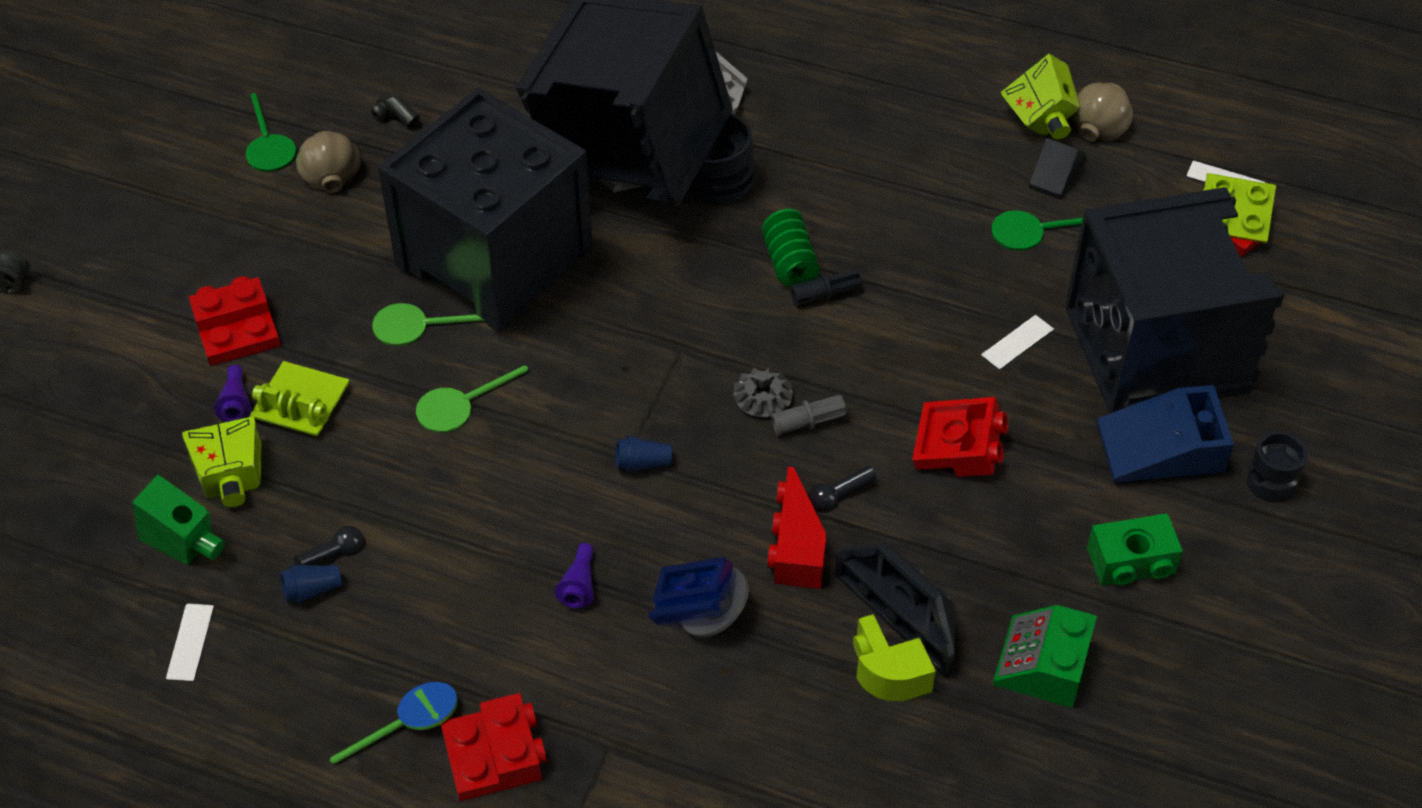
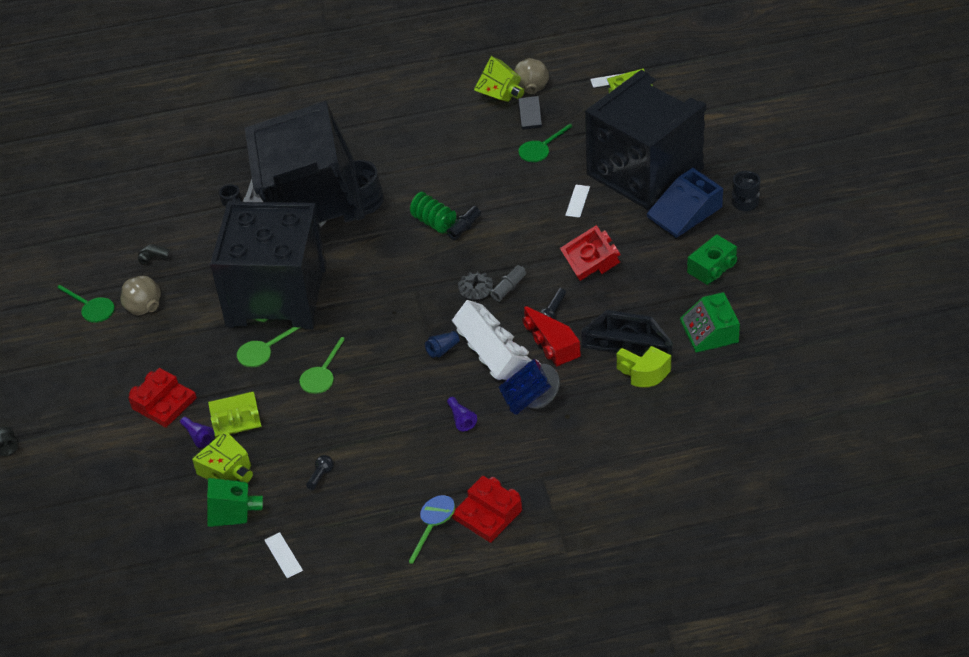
camera: 30 degrees left, 5 degrees down
(308, 581) = (322, 492): dark blue cone -> none
(707, 495) = (490, 340): none -> white wedge

